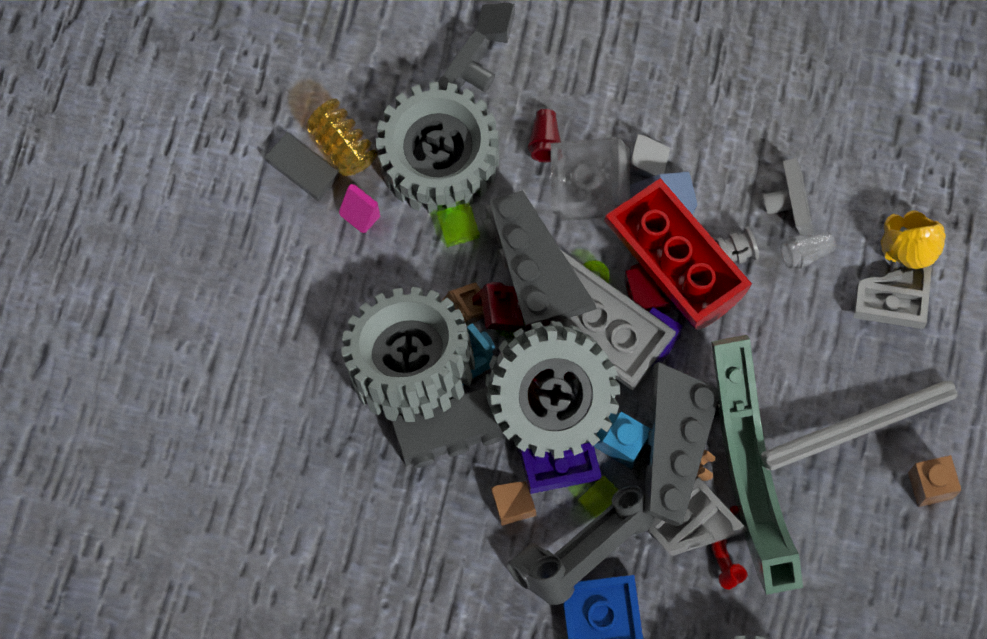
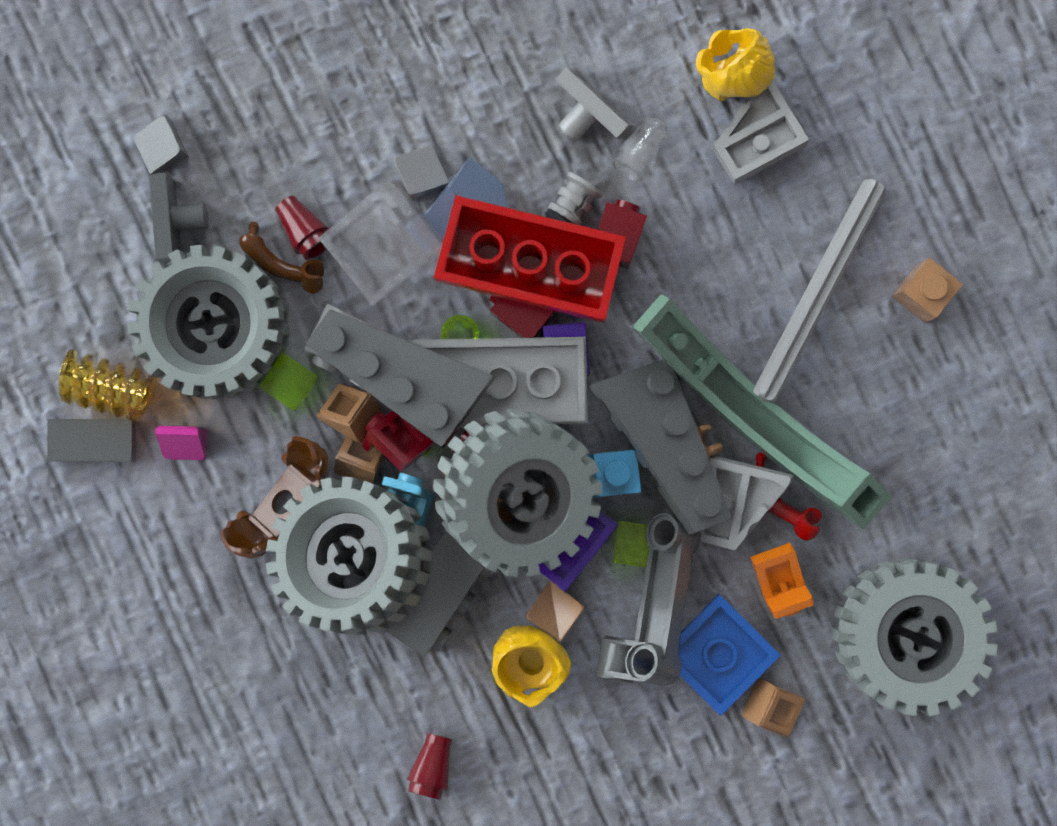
camera: 35 degrees left, 15 degrees up
(347, 540) = (431, 768): none -> dark red cone
(353, 295) = (250, 532): none -> reddish brown piece
(469, 518) = (529, 660): none -> yellow hair
(481, 269) = (349, 411): none -> medium nougat slope
(525, 167) = (309, 274): none -> reddish brown piece
(684, 598) = (781, 581): none -> orange bracket
(760, 293) = (624, 220): none -> dark red brick

